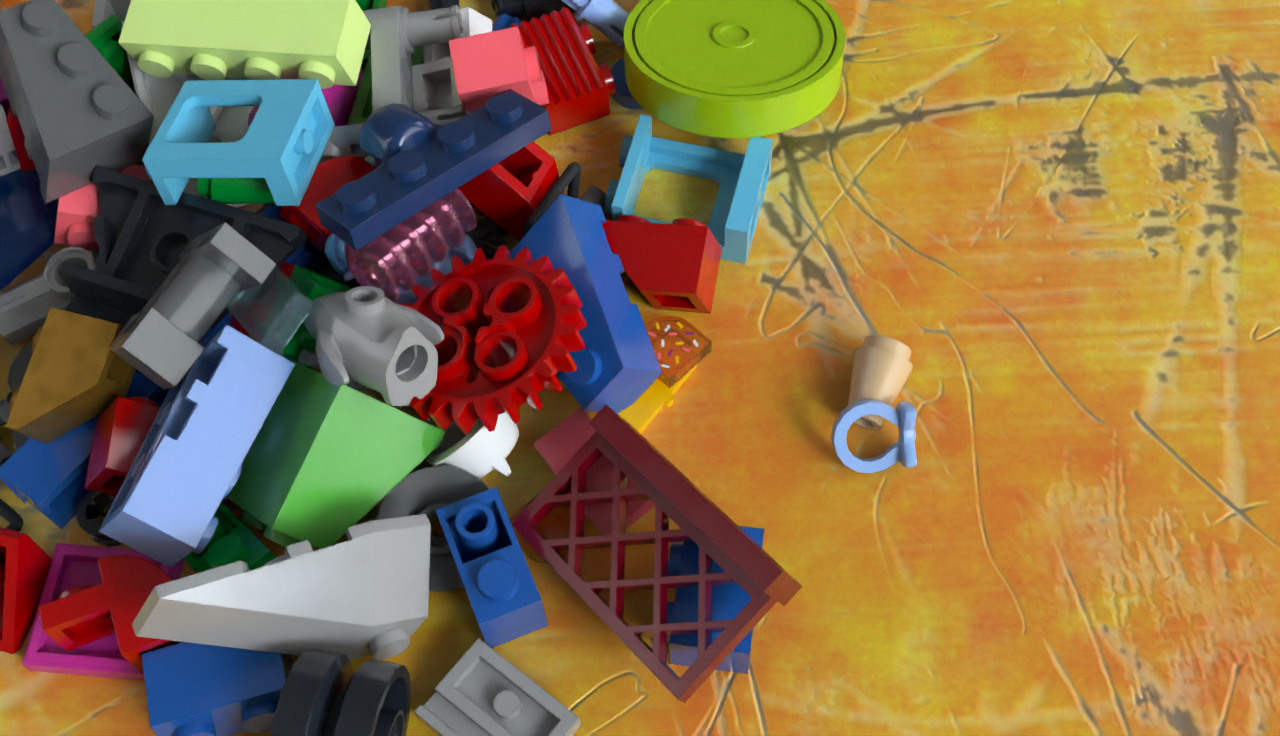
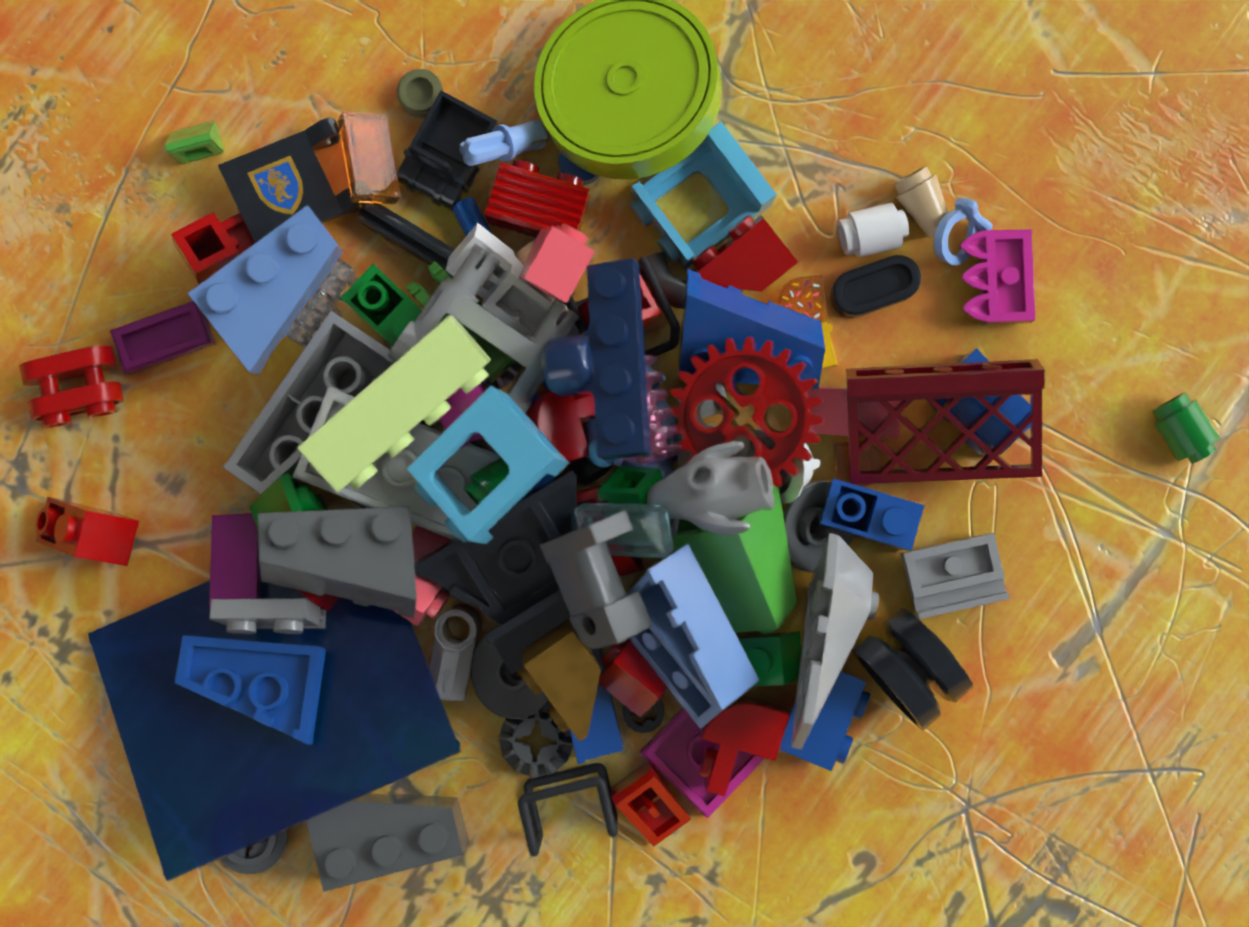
camera: 60 degrees left, 25 degrees up
(750, 408) = (875, 286): none -> black tile
(800, 354) = (872, 230): none -> white brick
(872, 514) = (1003, 276): none -> dark pink plate

